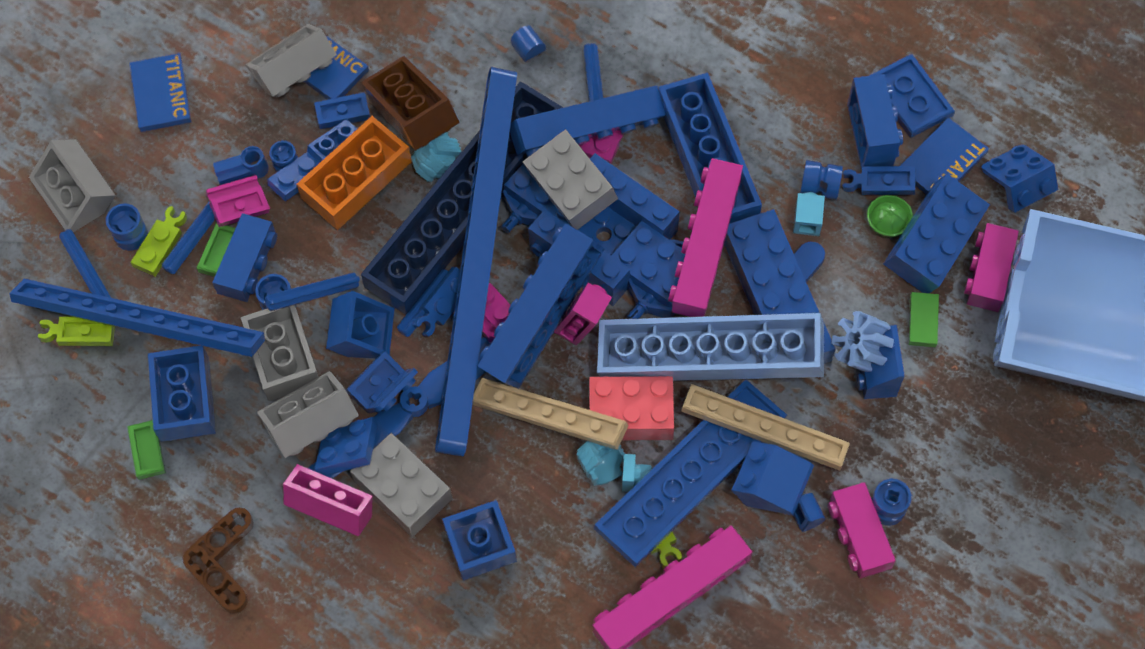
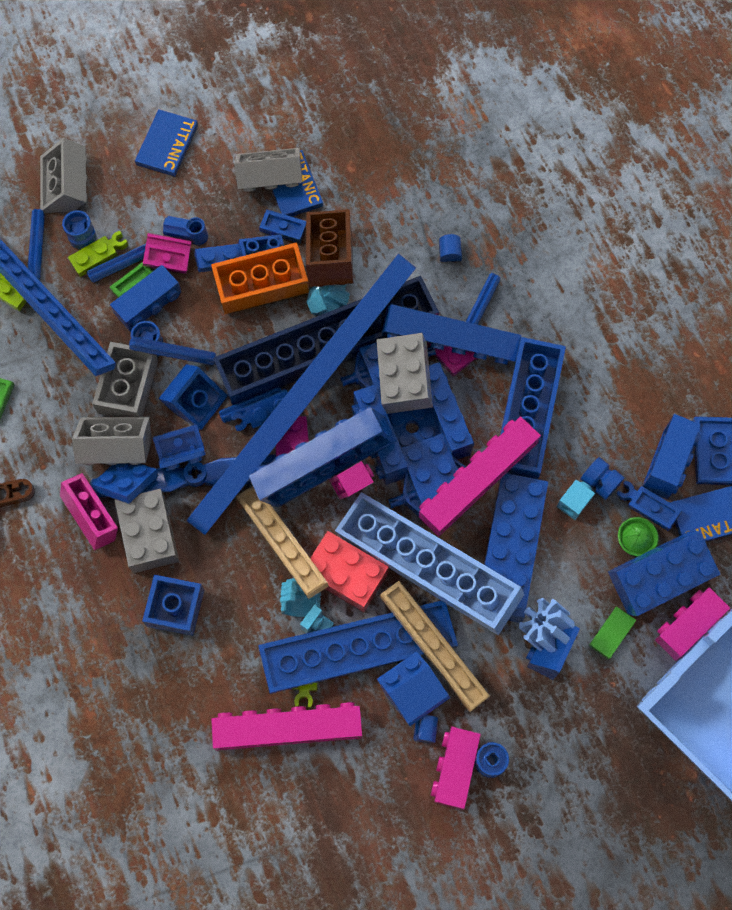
camera: 30 degrees right, 5 degrees up
(181, 393) = (39, 373): blue brick -> none
(282, 154) = (219, 234): blue wheel -> none
(810, 258) = (553, 534): blue tile -> none

